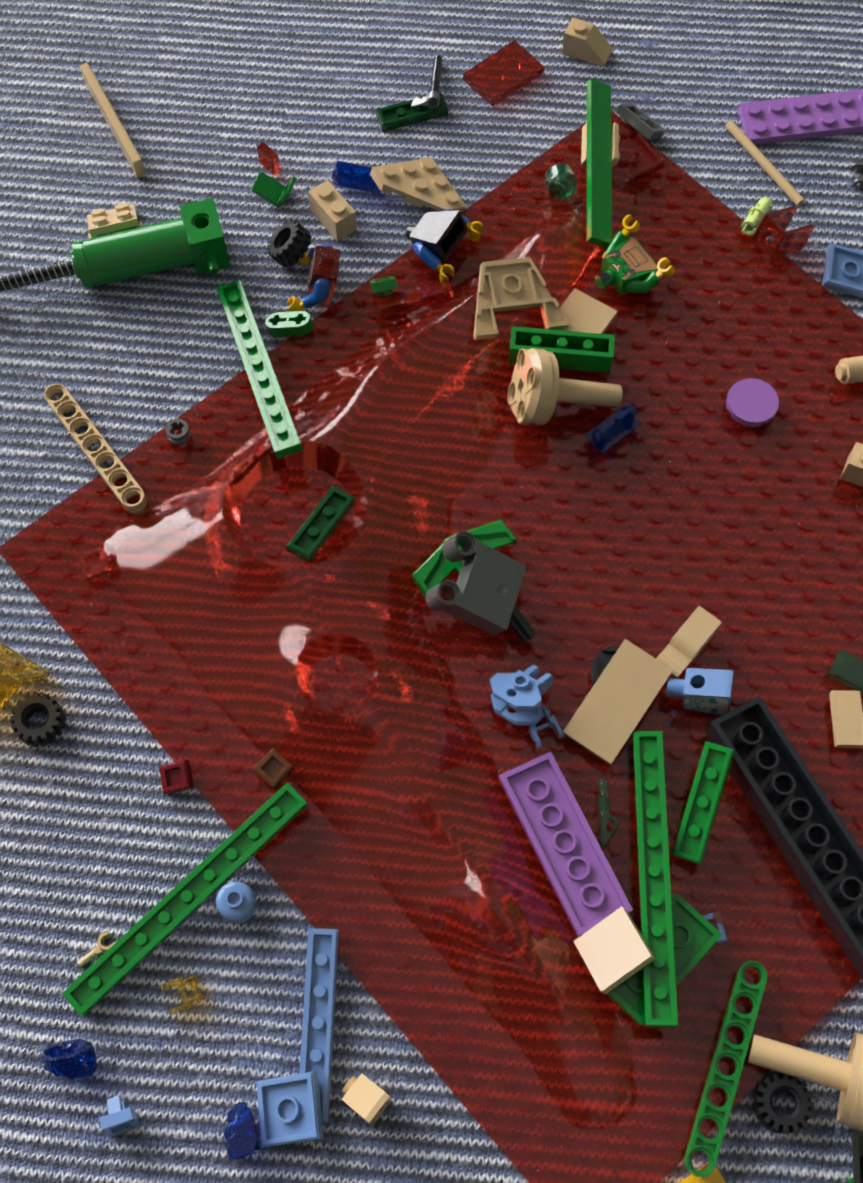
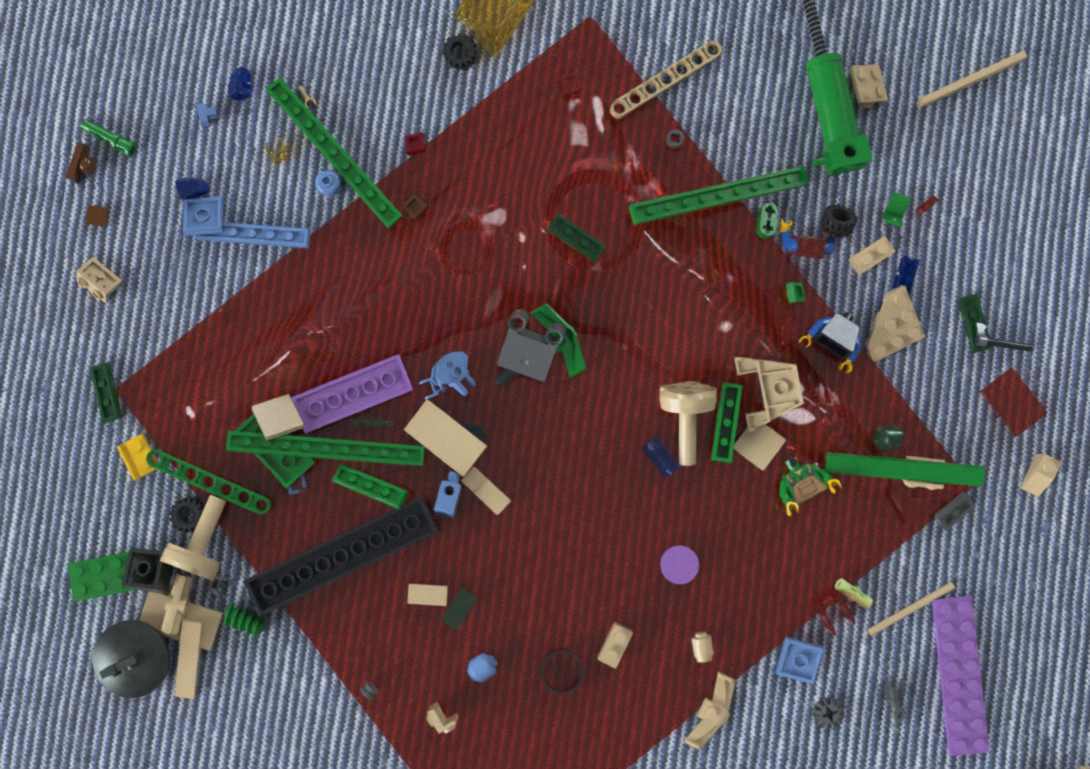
camera: 95 degrees right, 20 degrees up
(365, 1098) = (204, 261): tan slope -> none

